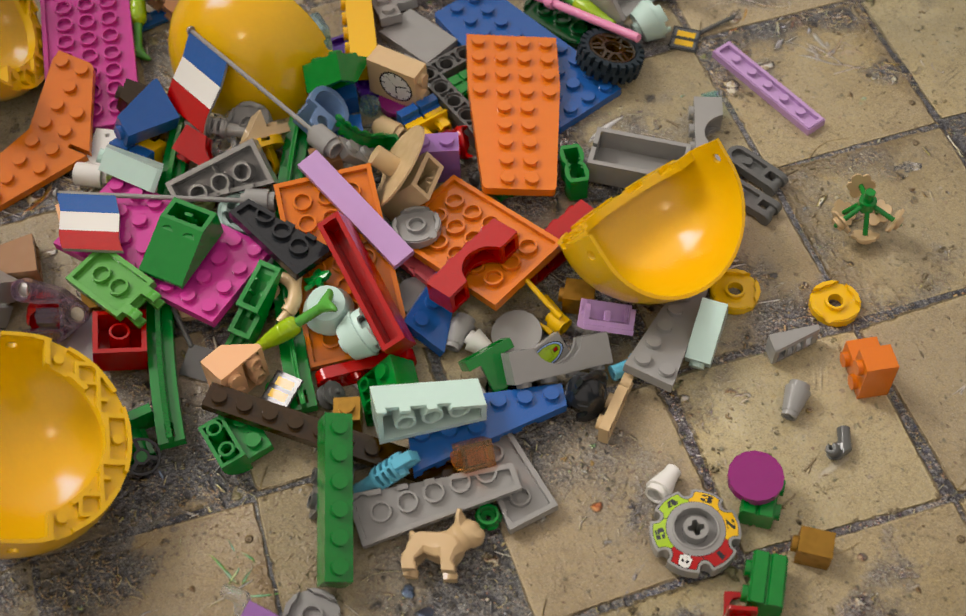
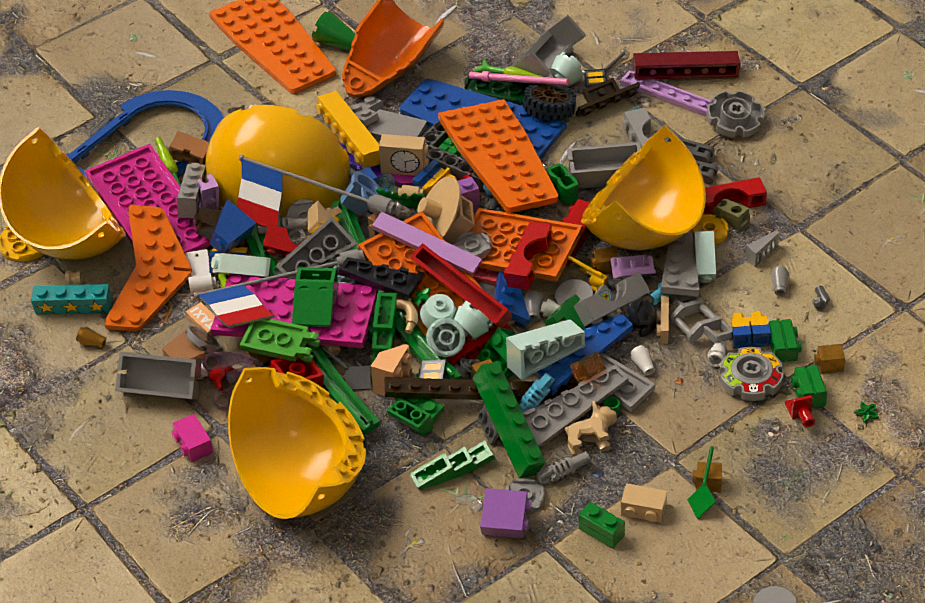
camera: 20 degrees left, 10 degrees down
(39, 248) = (202, 338): none -> tile
(129, 57) = (190, 191): none -> light grey arch
(155, 63) = (209, 193): none -> lavender hinge
(243, 537) = (451, 467): none -> green slope
(291, 326) = (420, 329): piece -> none
(314, 349) = (445, 337): none -> light aqua cone
(334, 70) = (360, 159): green slope -> none
(378, 593) = (562, 468): none -> light grey hinge
(560, 460) = (641, 357): none -> white cone
(659, 439) = (705, 326): none -> light grey bar
(681, 64) = (603, 94): none -> dark brown bracket
(709, 458) = (747, 327): none -> blue hips
(755, 477) = (777, 327): magenta tile -> none
(772, 279) = (733, 213): none -> olive leg
(801, 54) = (686, 65): none -> dark red brick
(805, 254) = (747, 192): none -> red arch
(829, 314) = (783, 225): yellow tile -> none
(835, 138) = (735, 114): none -> light grey piece
(869, 366) = (821, 246): orange brick -> none
(873, 210) = (782, 151): tan plant -> none

